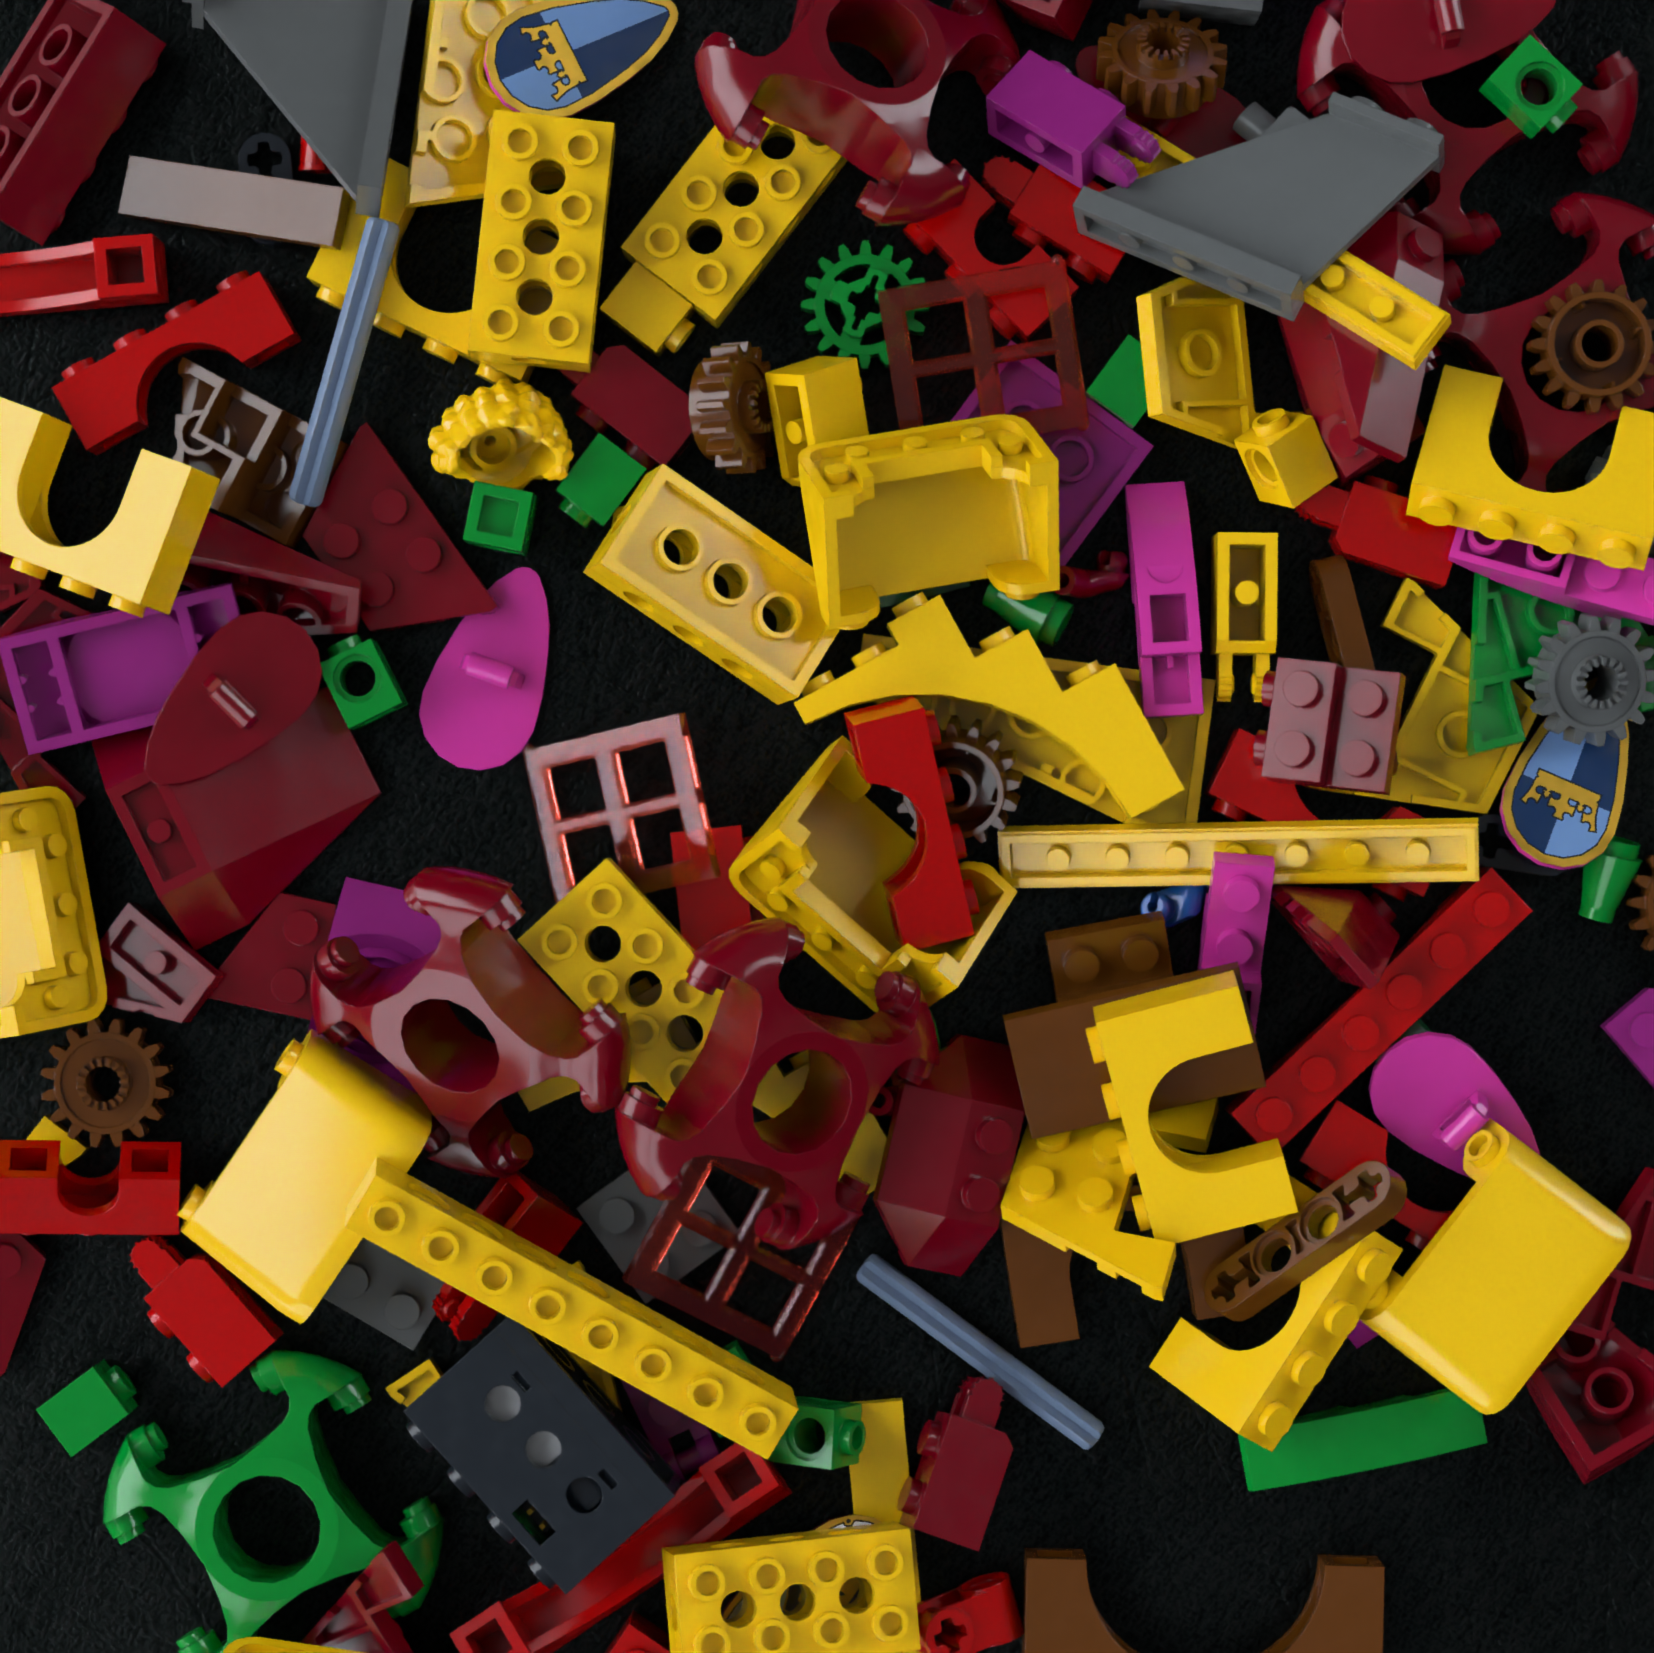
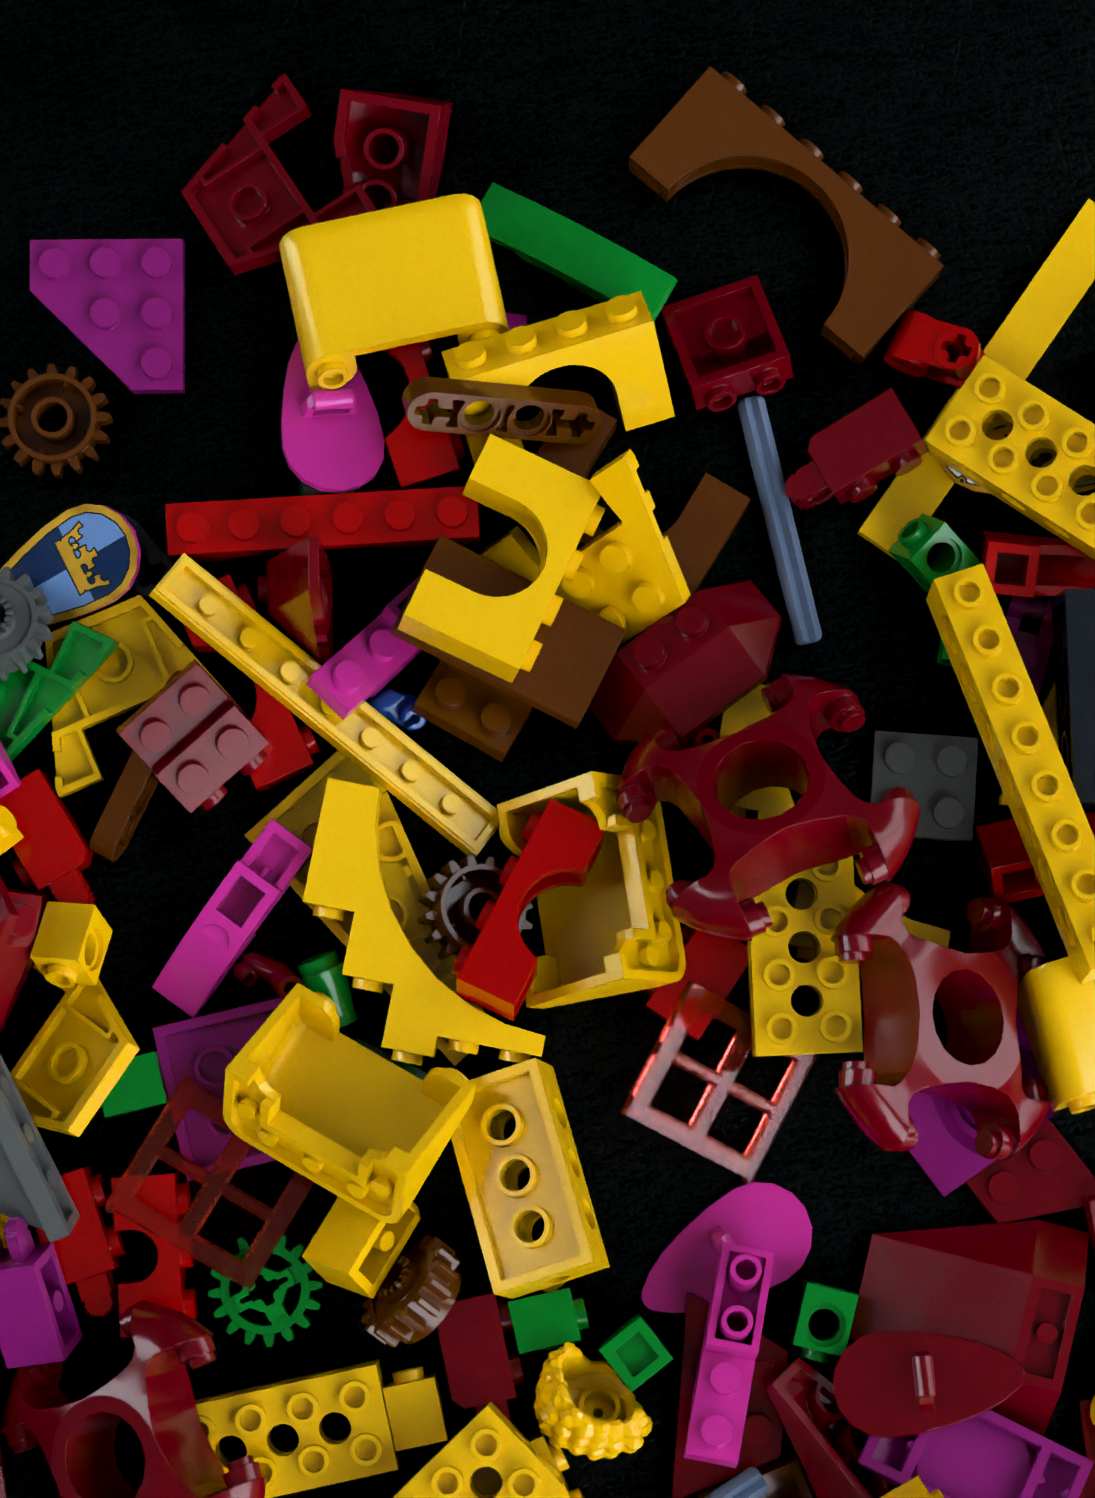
camera: 135 degrees left, 5 degrees down
(417, 583) = (728, 1354): none -> dark pink slope
(742, 1248) = (882, 720): clear red window -> none
(1156, 1470) = (728, 344): none -> dark red plate
(1243, 605) = (184, 868): yellow hinge -> none
(1608, 879) = (97, 483): green cone -> none

